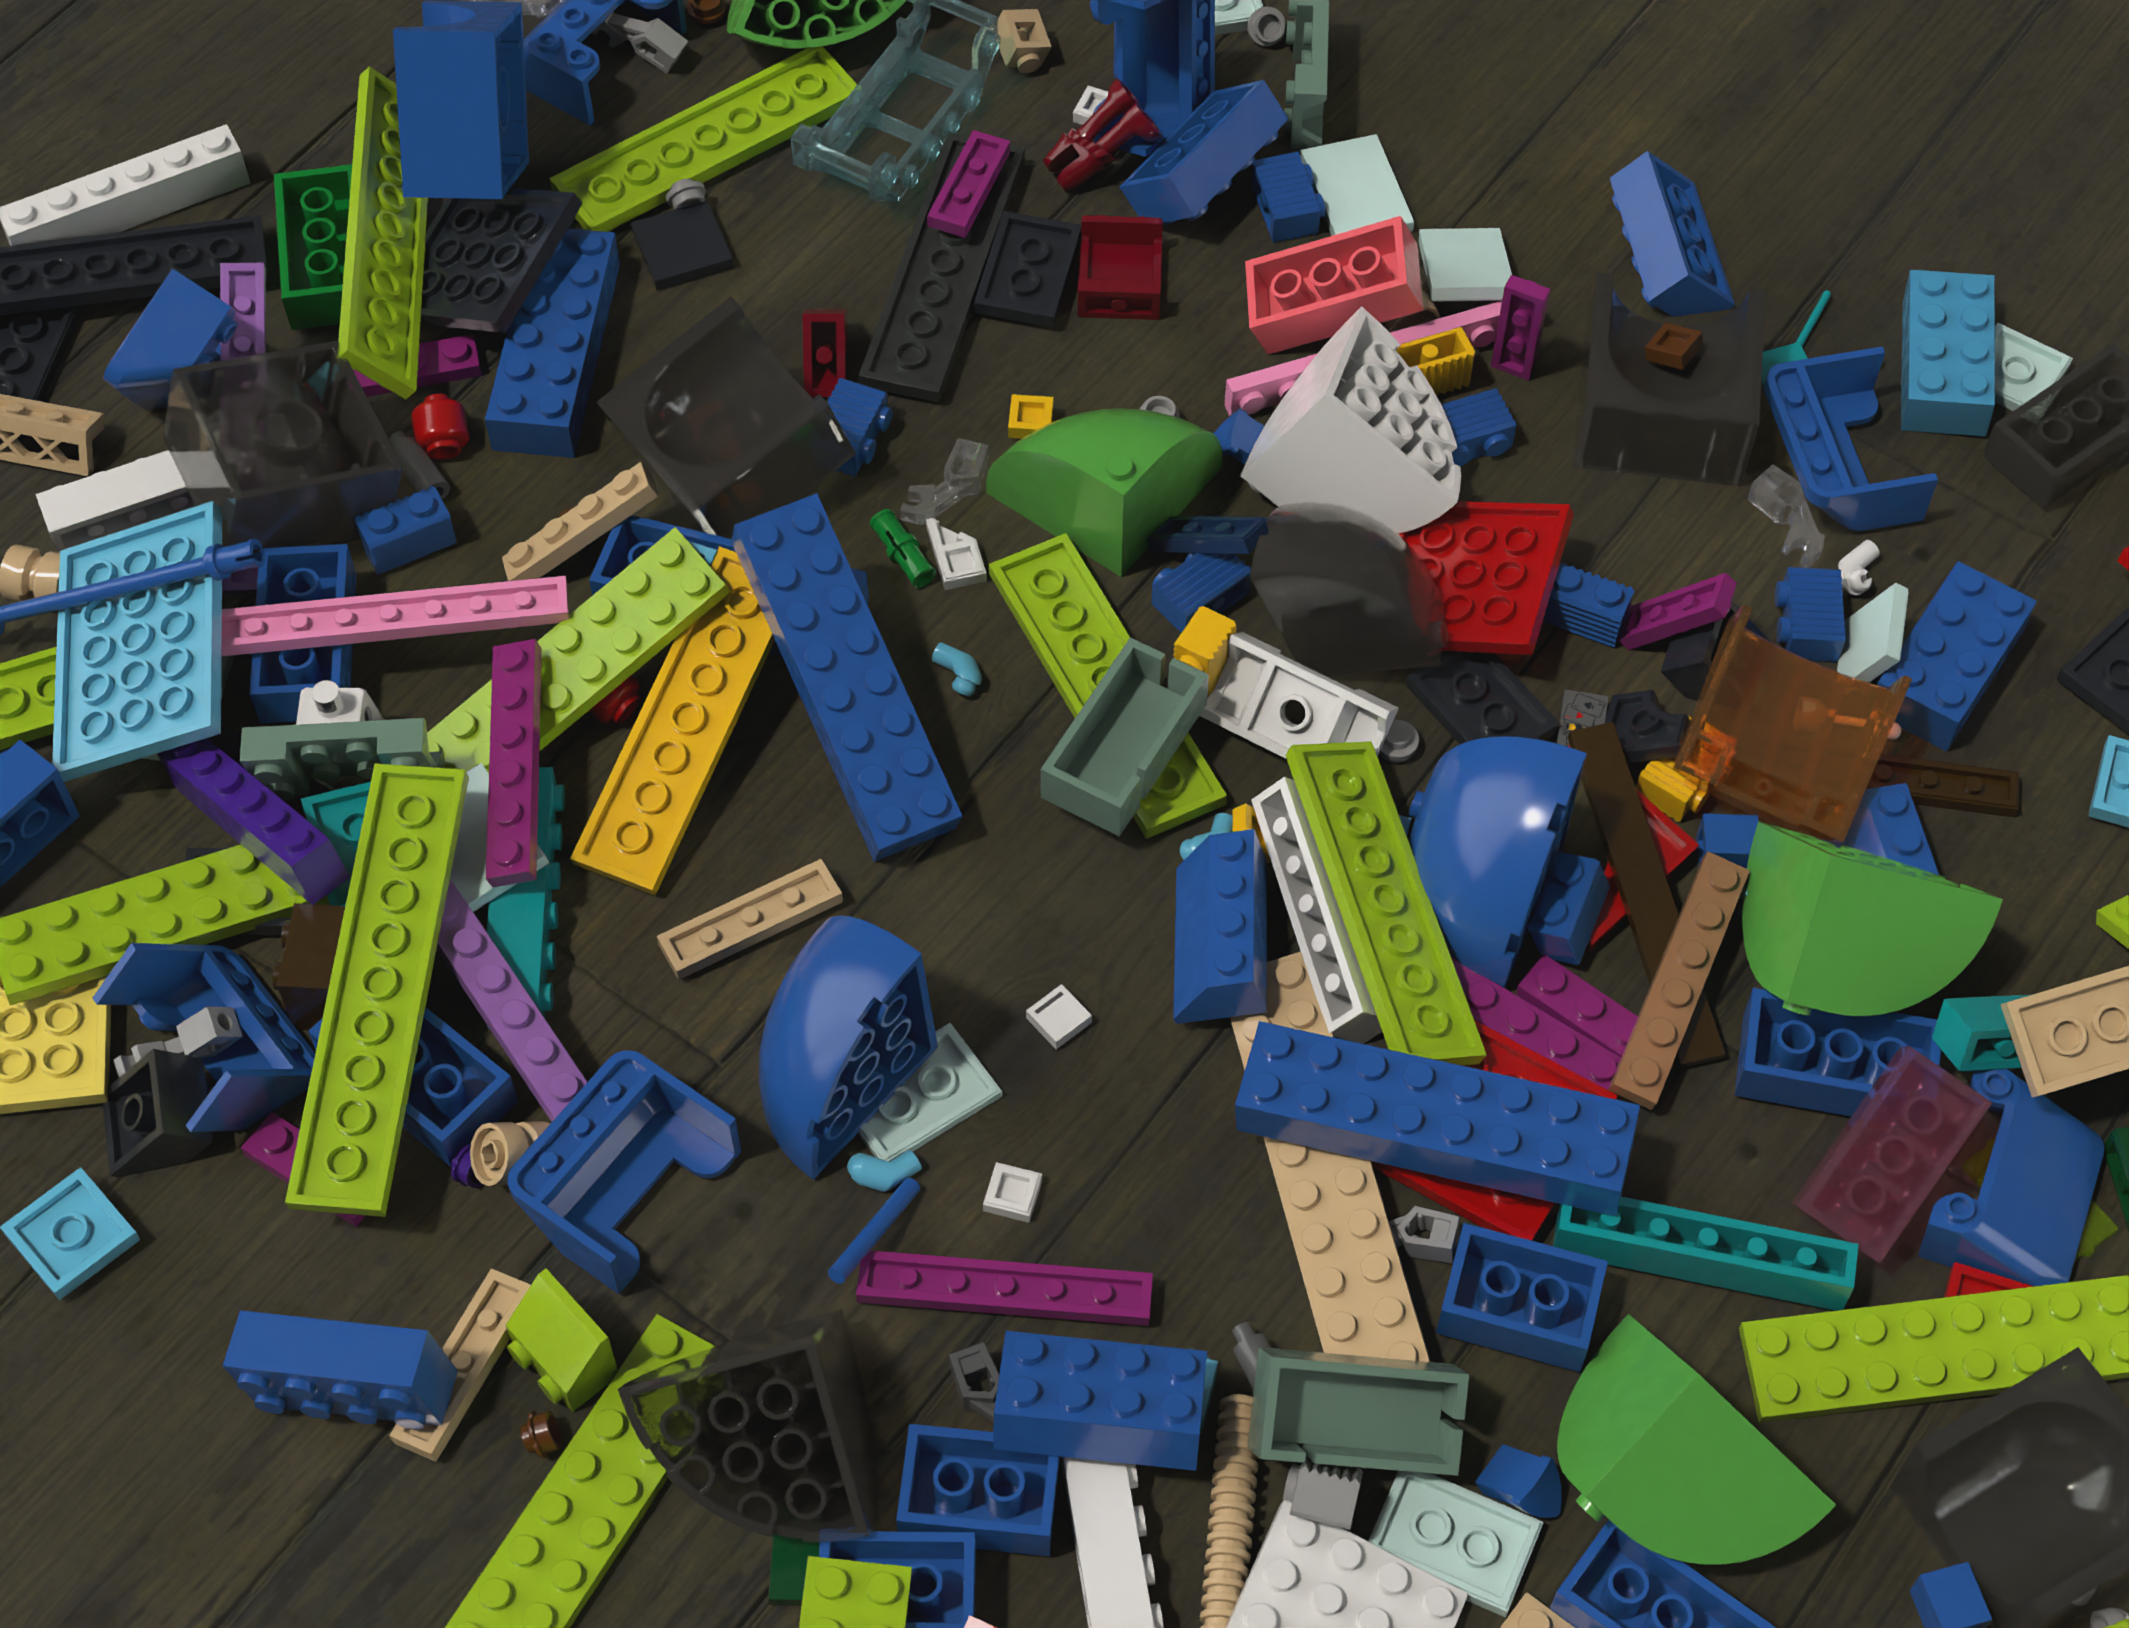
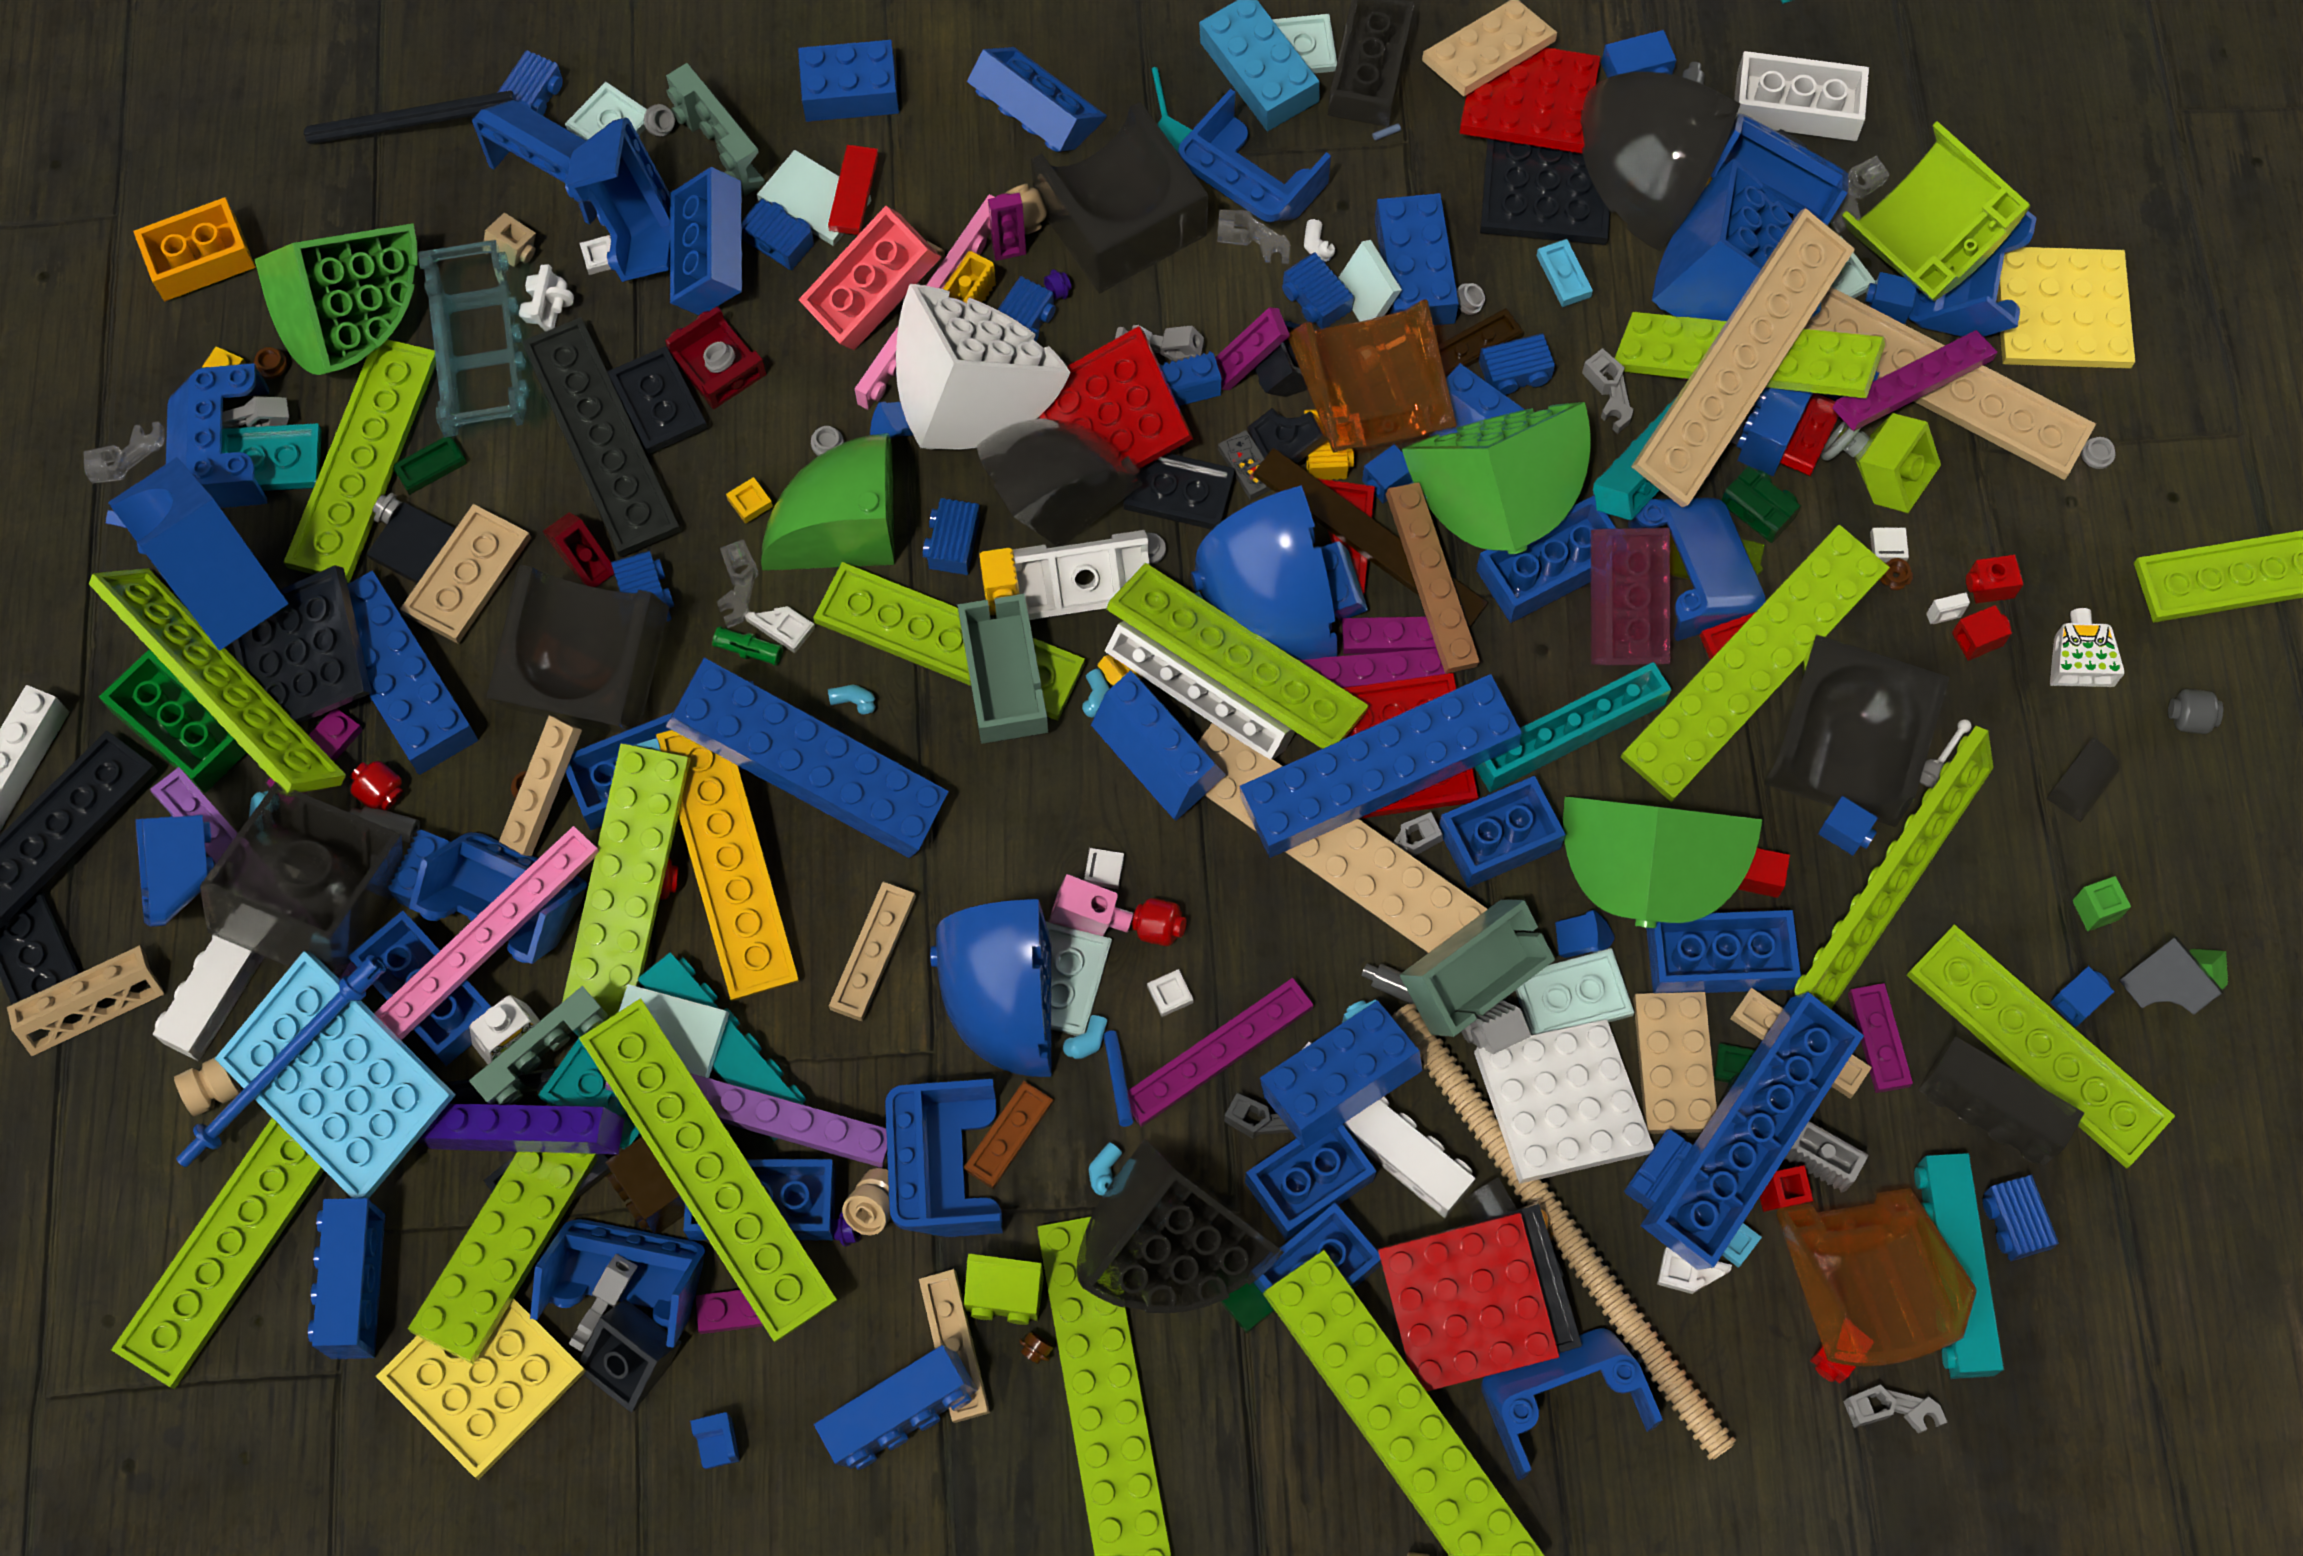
camera: 40 degrees left, 10 degrees up
(70, 1233) = (644, 1465): medium azure plate -> none
(160, 1265) = (715, 1440): none -> blue panel
(437, 551) = (473, 873): none -> blue windscreen
(514, 764) = (653, 968): magenta plate -> none
(635, 86) = (281, 454): none -> teal plate
(671, 303) = (465, 573): none -> tan plate
(716, 1202) = (1008, 1135): none -> dark orange tile
(764, 186) = (429, 464): none -> dark green tile
(776, 1309) = (1100, 1168): none -> medium azure arm
(968, 183) = (572, 369): magenta plate -> none
(999, 1035) = (1088, 908): none -> bright pink torso
(1010, 110) = (548, 296): none -> white hips
(1063, 1109) = (1159, 922): none -> red head
(1093, 155) = (634, 291): dark red piece -> none
(1122, 266) = (718, 357): none -> light grey plate
(1208, 534) = (935, 500): dark blue tile -> none
(1405, 198) = (853, 189): none -> red tile
(1464, 263) = (931, 203): light aqua tile -> none
(1488, 104) = (848, 80): none -> blue brick
(1532, 426) = (1058, 284): none -> dark purple plate
(1563, 331) = (1033, 207): none -> tan head
(1606, 559) = (1175, 342): none -> light grey piece
(1673, 346) = (1105, 173): reddish brown plate -> none
(1799, 1577) = (1766, 873): none -> red brick
(1979, 835) = (1517, 364): none -> blue brick
(1982, 734) = (1470, 298): none -> light grey plate
(2037, 513) = (1387, 131): none -> sand blue piece
(2071, 903) = (1618, 403): none -> light grey piece

